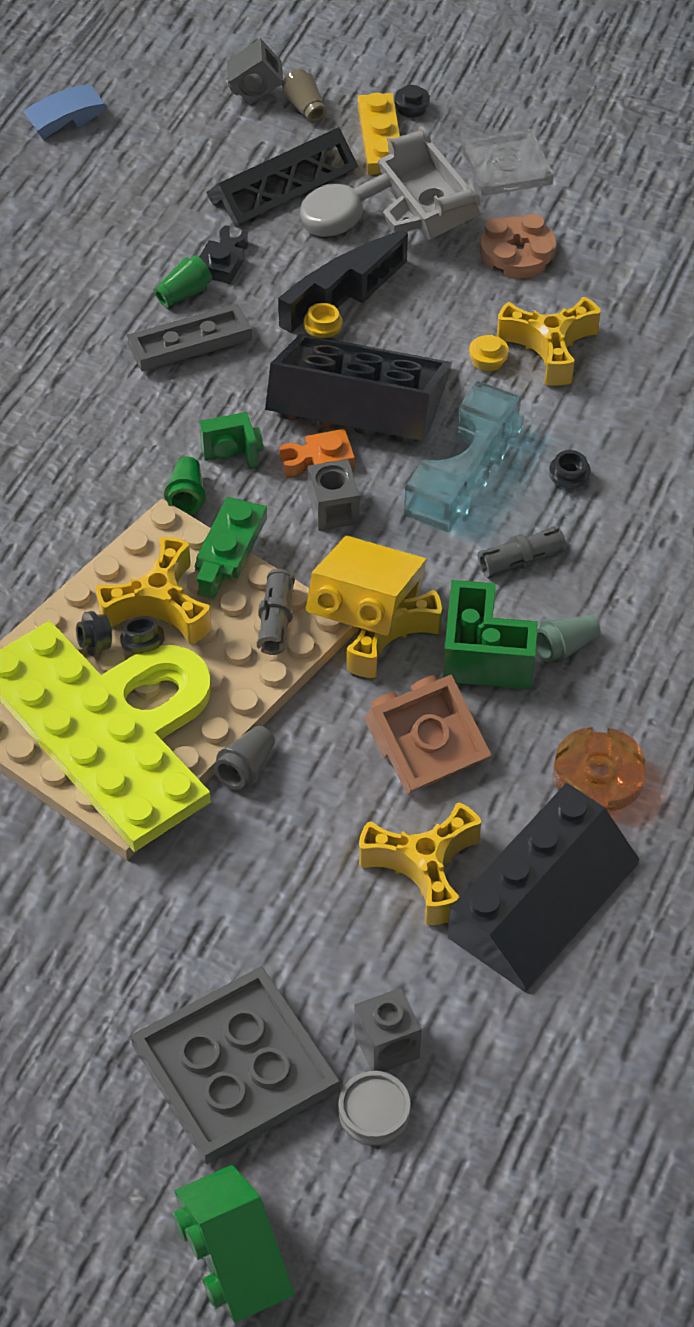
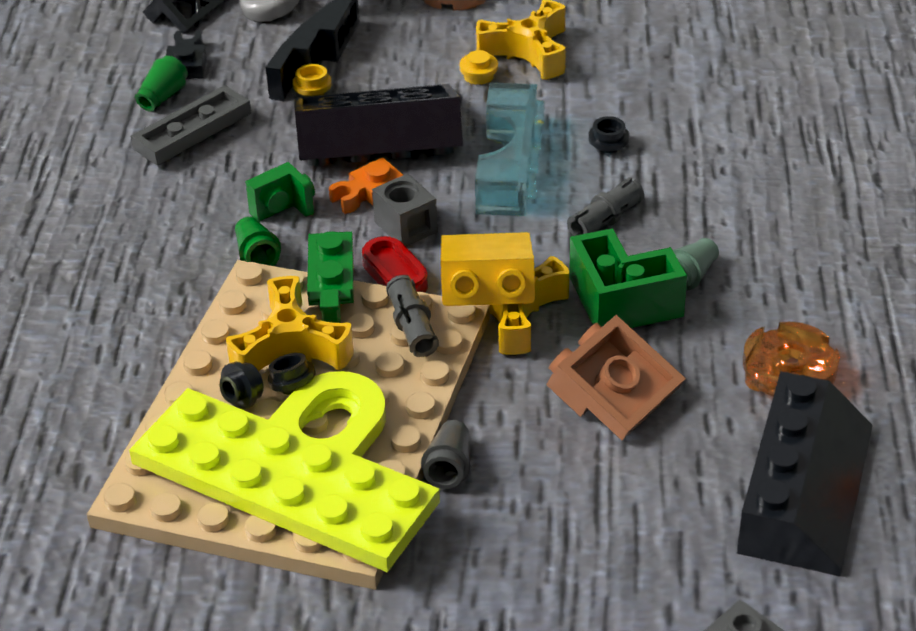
camera: 20 degrees left, 10 degrees down
(297, 546) = (389, 257): none -> red tile
(423, 856) = (678, 488): yellow piece -> none

